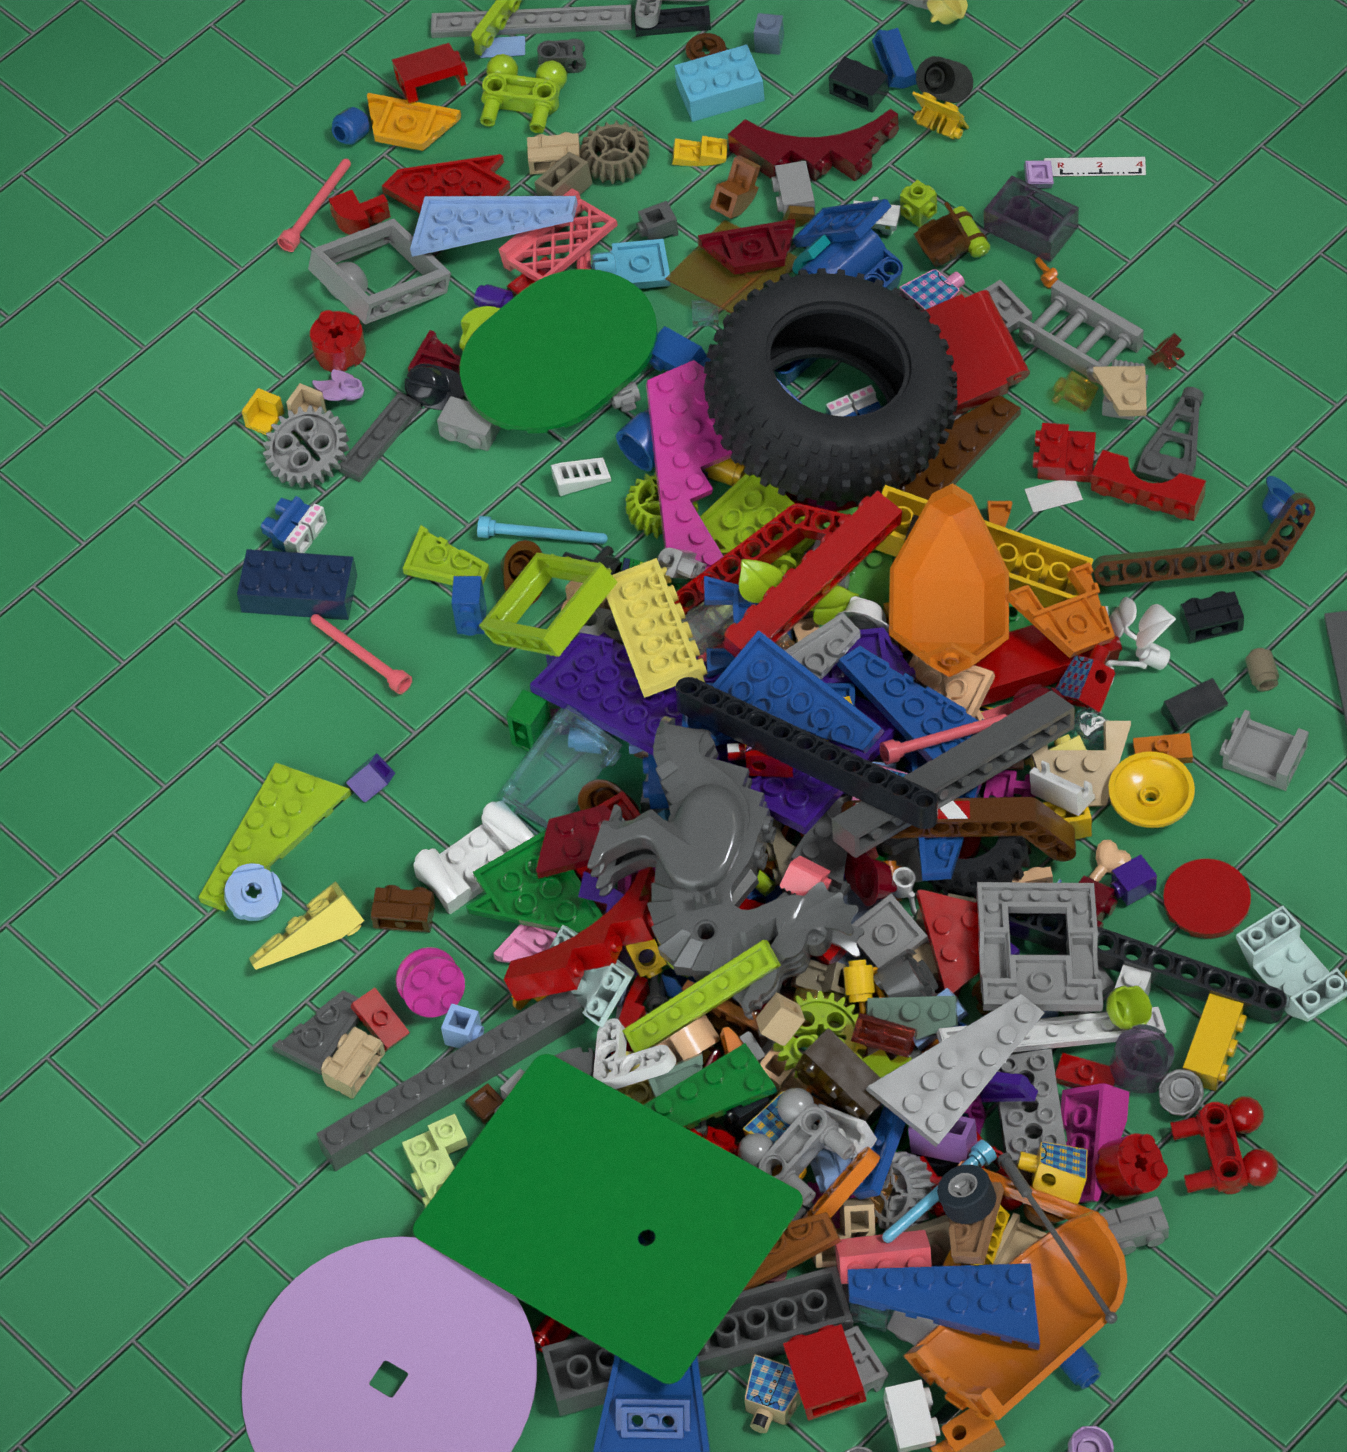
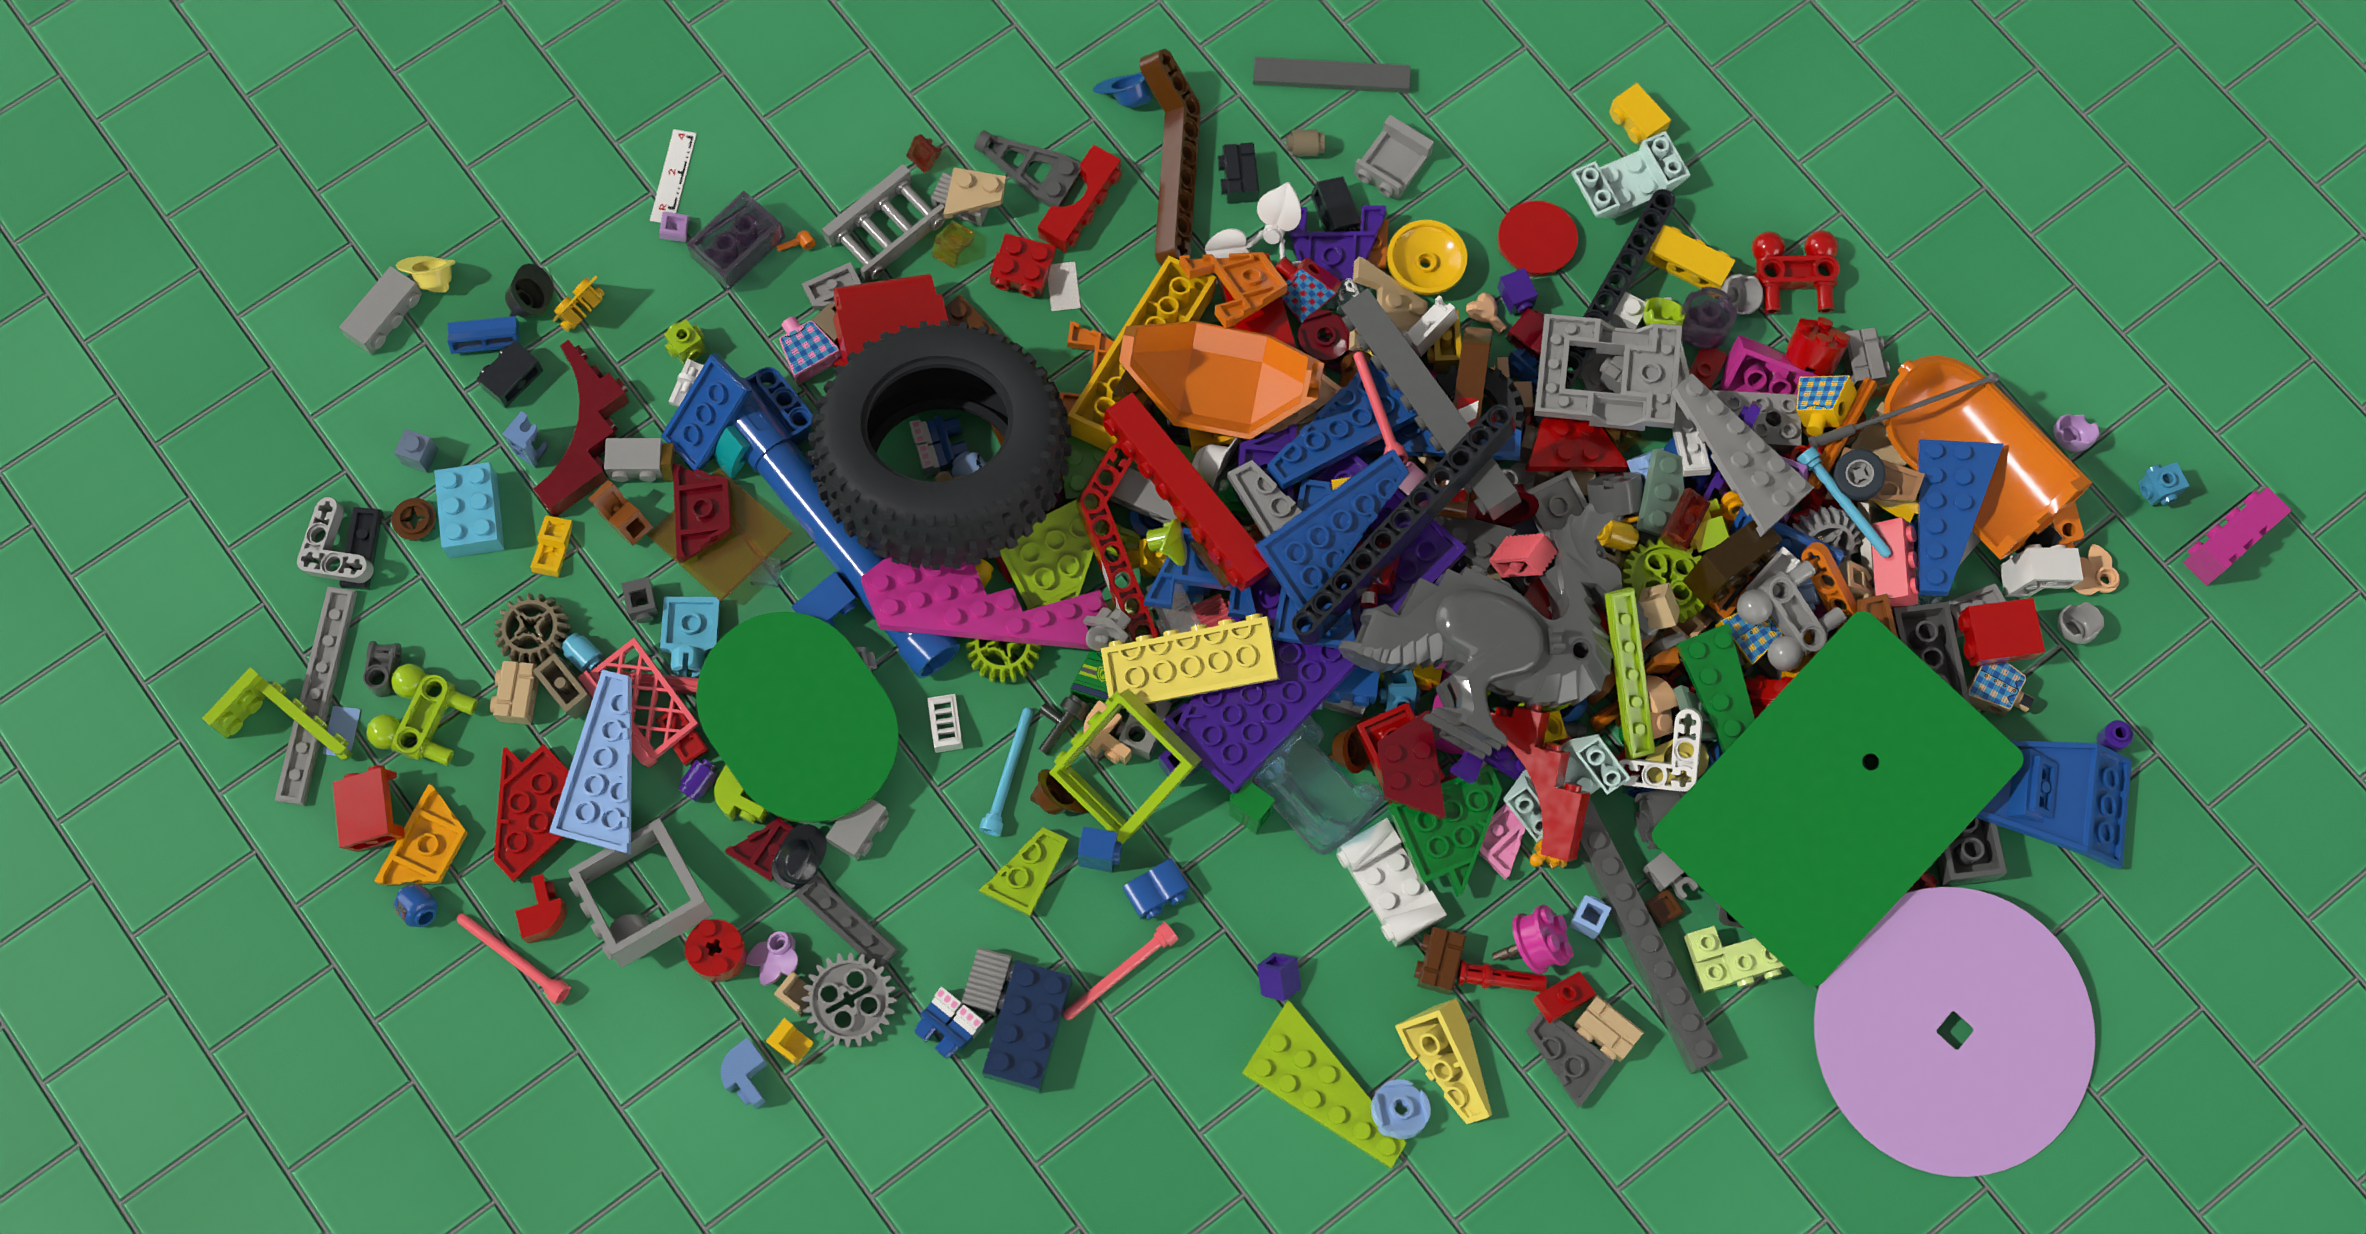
camera: 90 degrees left, 15 degrees up
(231, 379) = (738, 1068): none -> medium blue brick
(338, 542) = (987, 981): none -> light grey brick
(394, 954) = (1487, 975): none -> red pin
(441, 664) = (1156, 889): none -> blue brick
(600, 190) = (581, 652): none -> medium azure brick
(792, 103) = (520, 436): none -> medium blue hinge
(950, 236) = (736, 319): reddish brown piece -> none
(1143, 706) = (1338, 249): none -> dark purple wing

